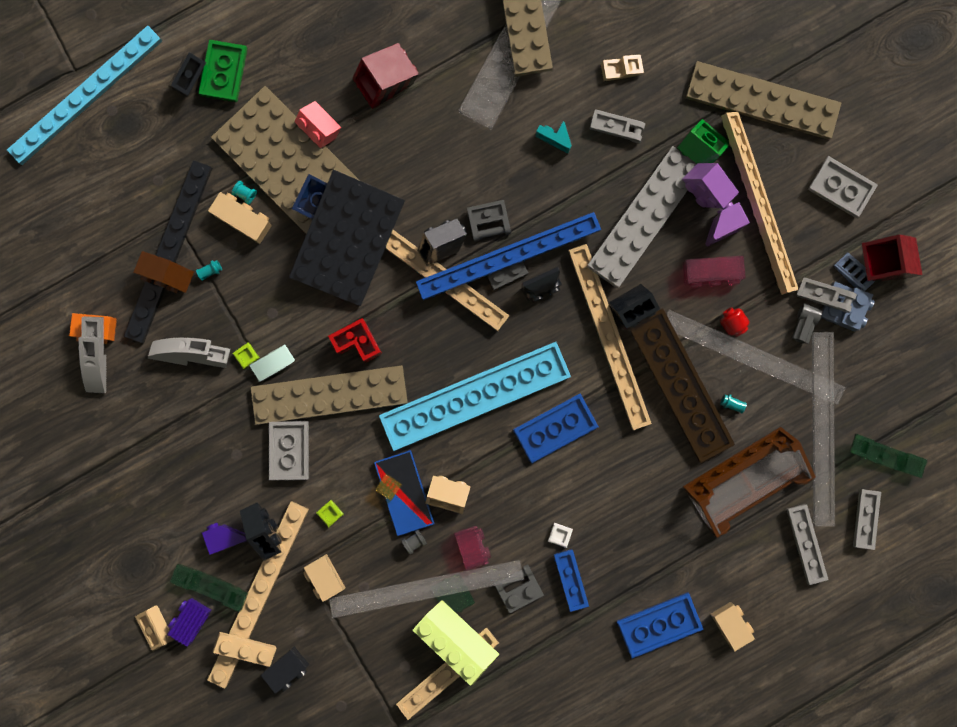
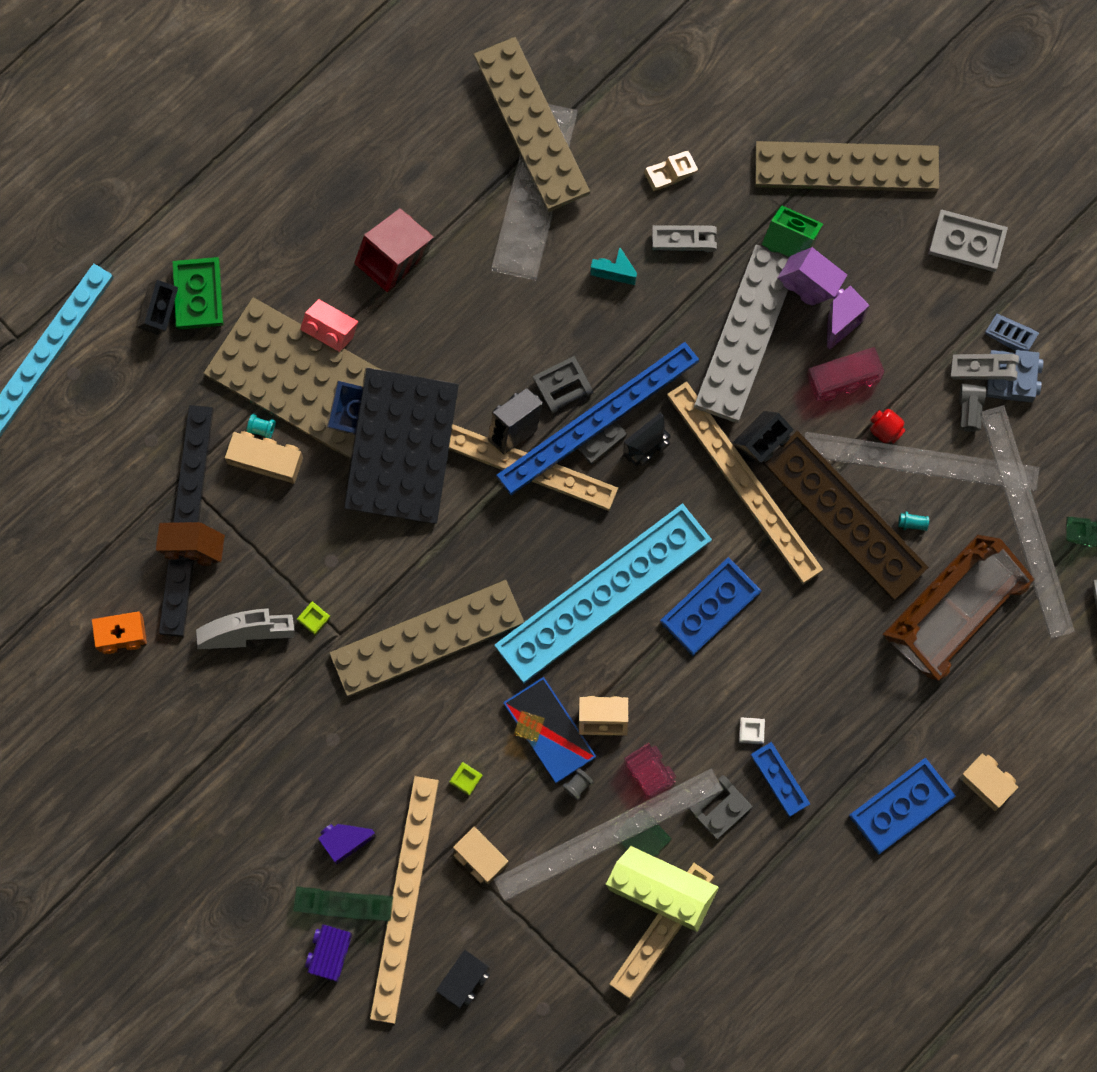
camera: 15 degrees left, 10 degrees down
(92, 354) = (130, 661): light grey slope -> none
(154, 628) = (286, 975): tan slope -> none
(209, 270) = (242, 528): teal pin -> none
(244, 649) = (406, 966): tan plate -> none
(261, 531) = (391, 814): black brick -> none
(272, 363) = (348, 617): light aqua slope -> none
(289, 450) = (396, 716): light grey plate -> none
(357, 336) = (441, 558): red brick -> none
(759, 202) = (877, 283): tan plate -> none
(807, 544) = (1049, 662): light grey plate -> none
(892, 258) = (1048, 305): dark red slope -> none

